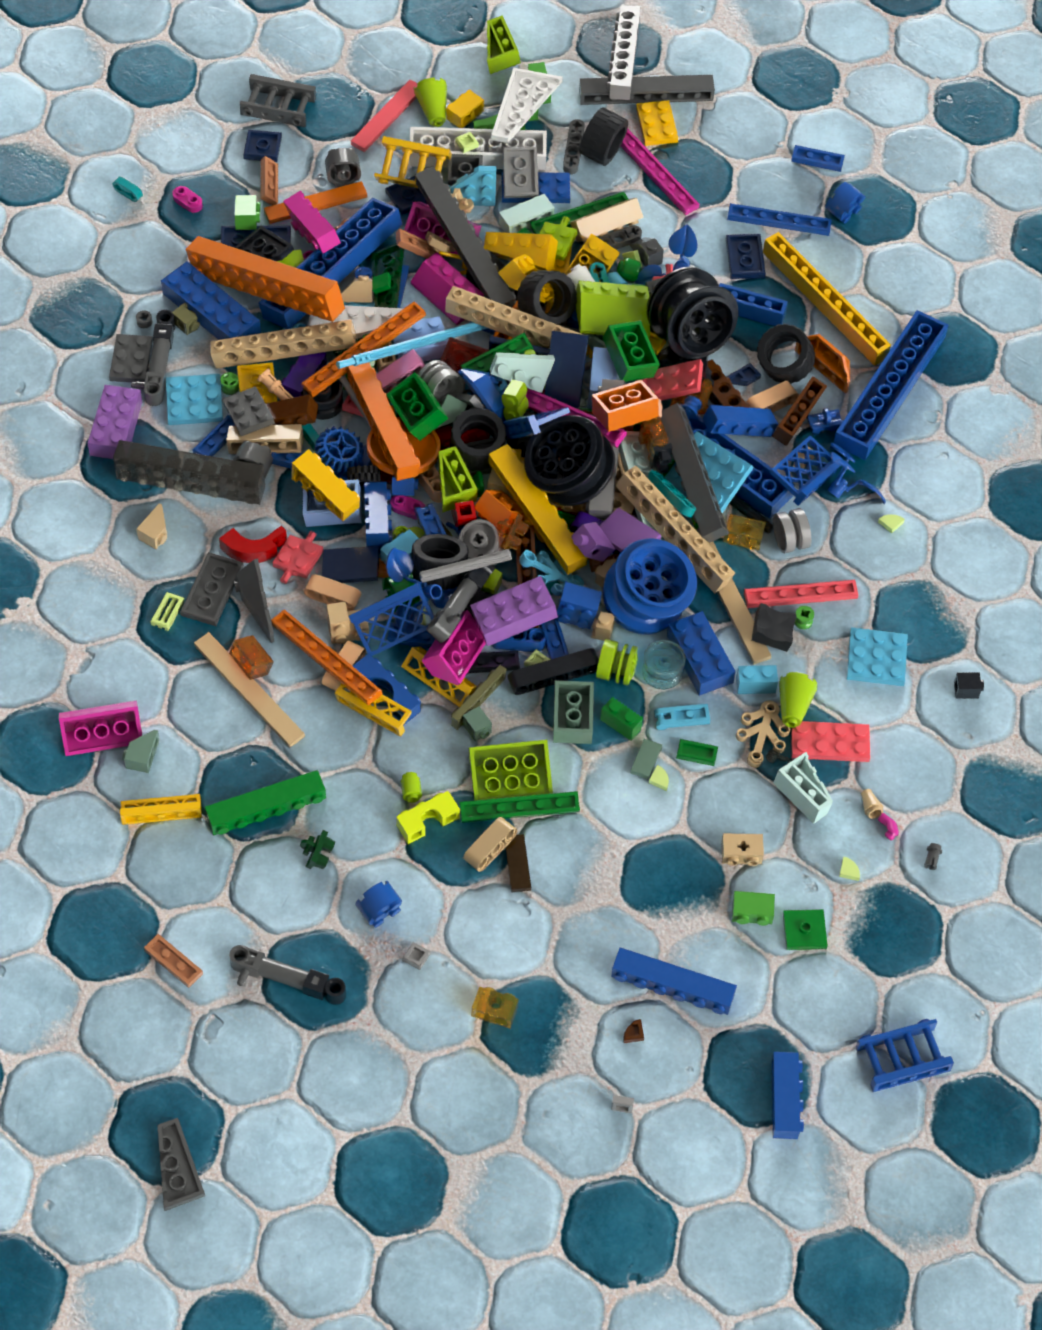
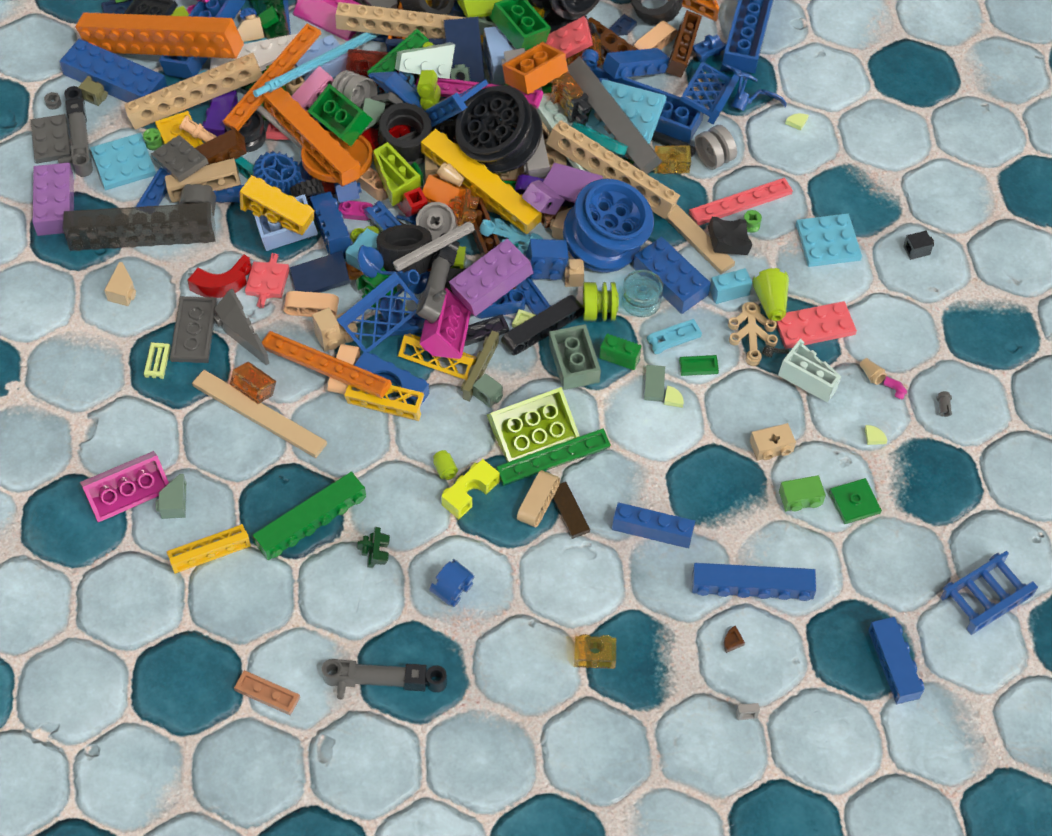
camera: 15 degrees left, 0 degrees up
(416, 956) = (502, 623): light grey tile -> none
(507, 494) = (450, 174): none -> tan cone
(559, 386) = (461, 68): none -> sand green brick
(594, 900) = (653, 525): none -> blue brick

